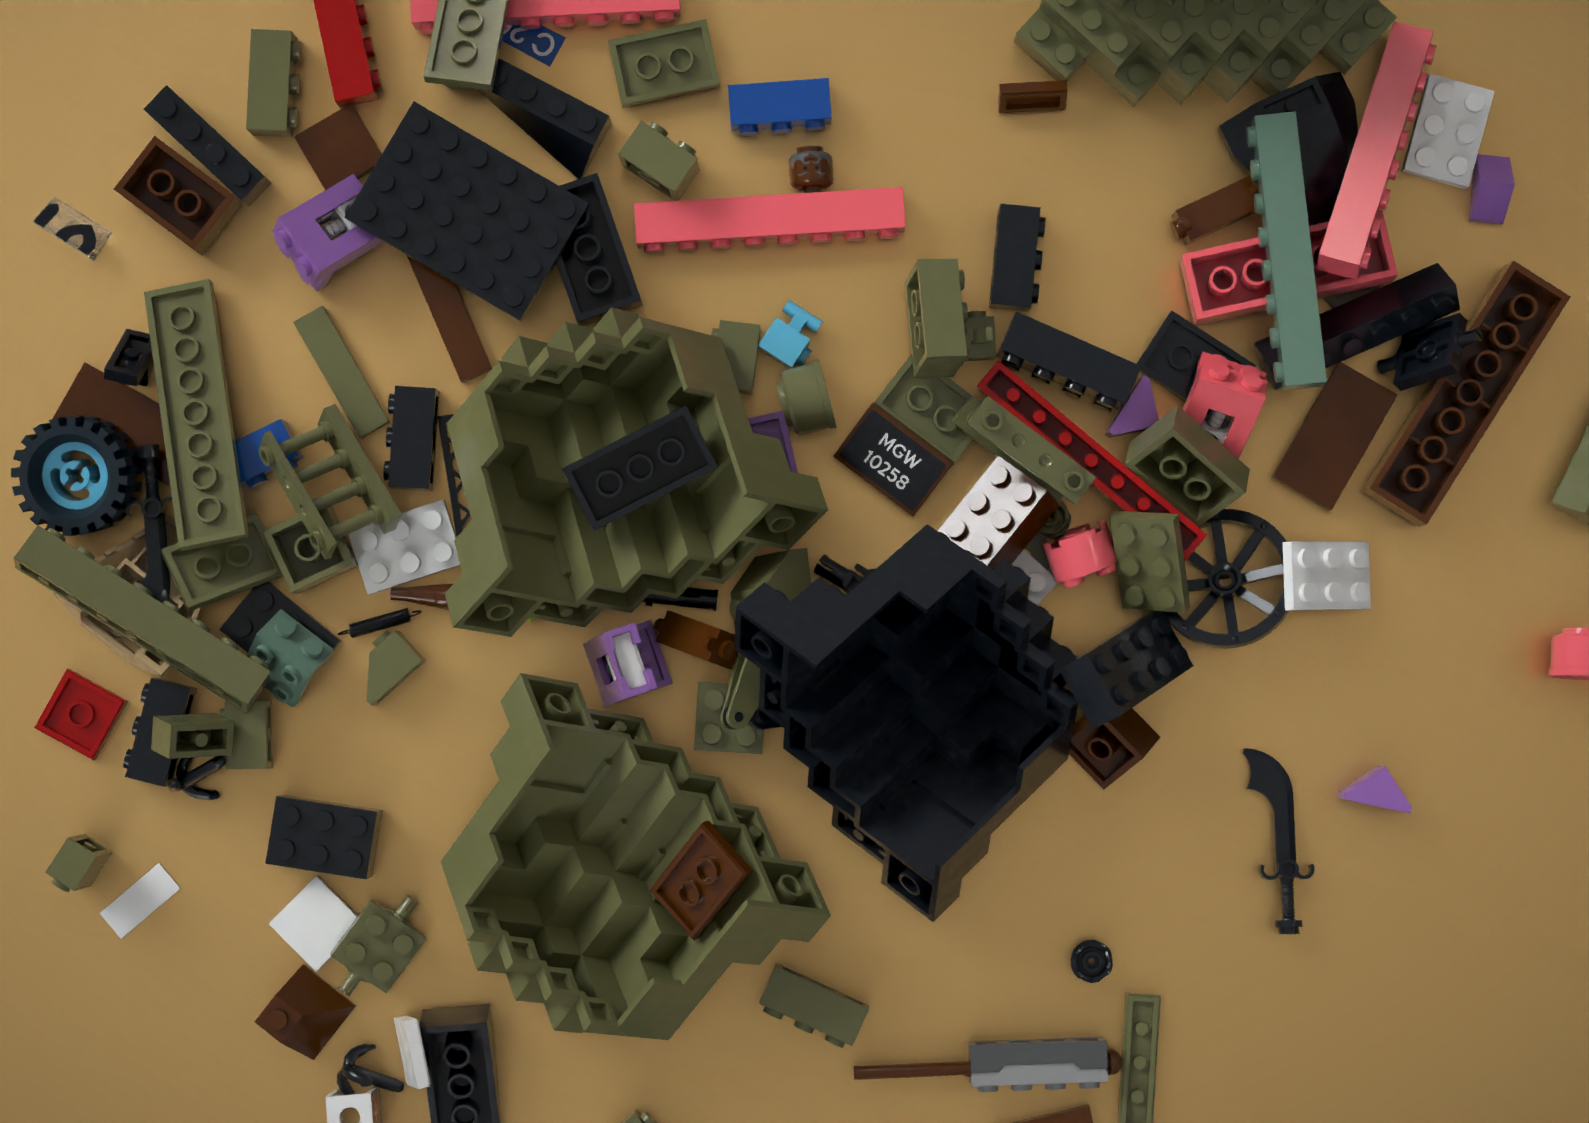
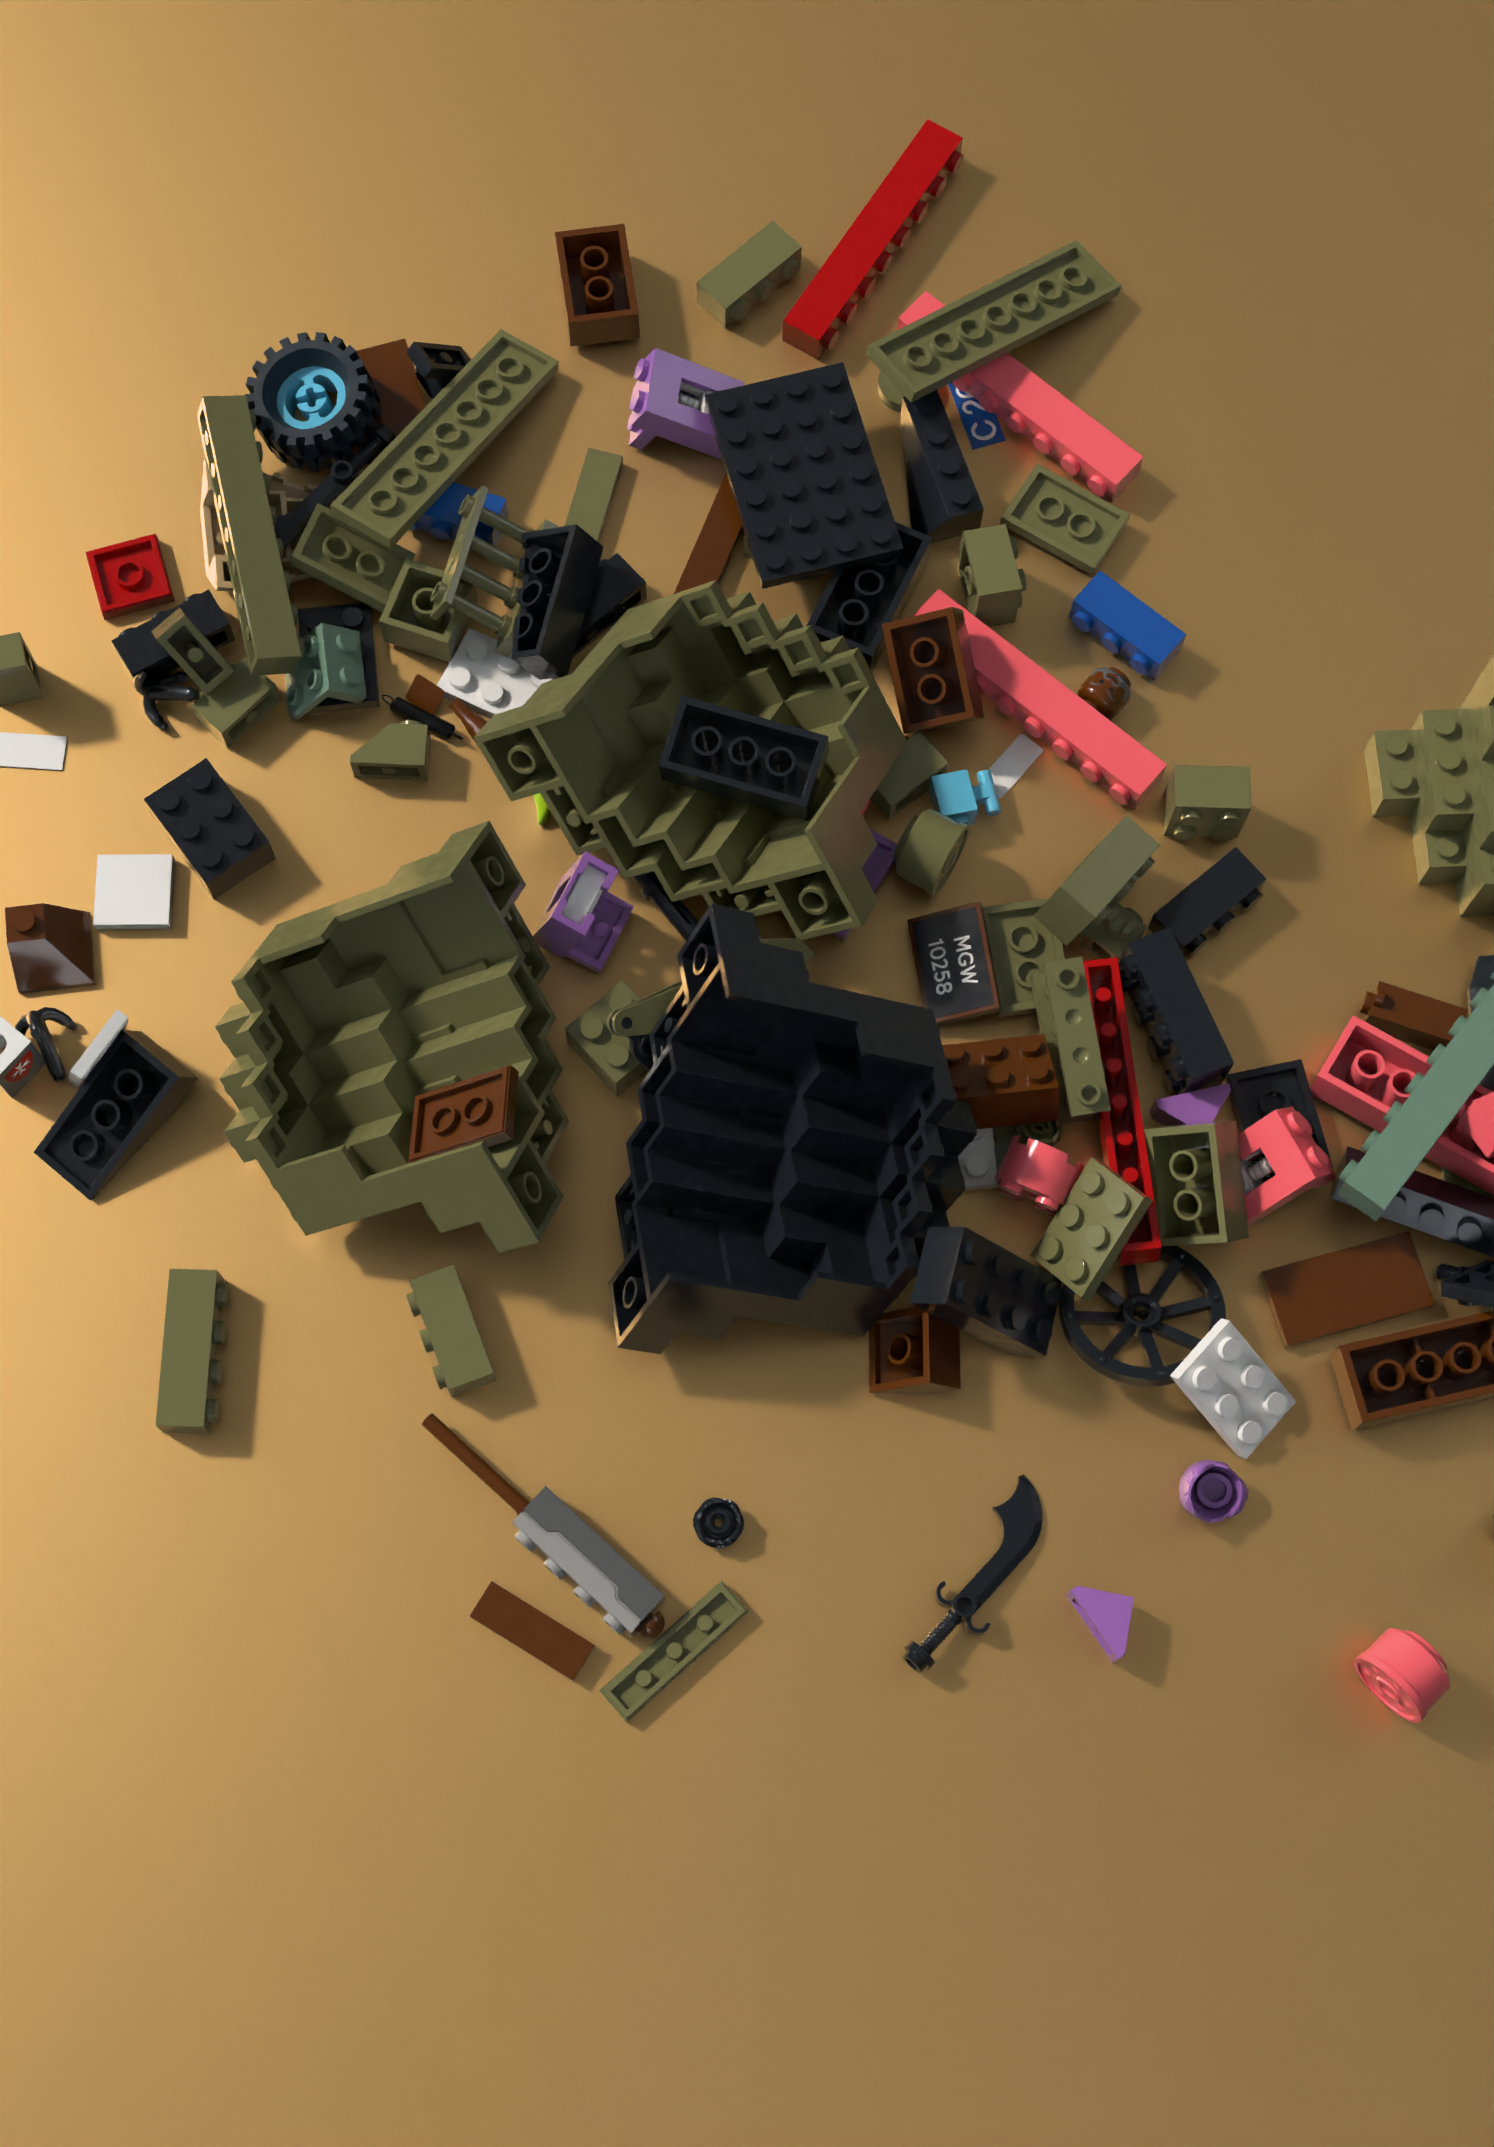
camera: 40 degrees right, 15 degrees down
(73, 228) = (496, 245): slope -> none
(207, 146) = (655, 273): black brick -> none
(339, 147) = (753, 355): reddish brown tile -> none
(365, 605) = (425, 694): none -> reddish brown sticker
(378, 945) = (161, 950): olive plate -> none
(393, 466) = (554, 598): none -> black wedge
(691, 271) = (933, 671): none -> reddish brown brick
(697, 639) = (653, 946): reddish brown brick -> none
(795, 276) = (1014, 763): none -> white sticker
(953, 189) = (1206, 802): none -> olive brick
(1032, 96) = (1341, 796): reddish brown tile -> none
(1370, 652) = (1212, 1491): none -> medium lavender hair

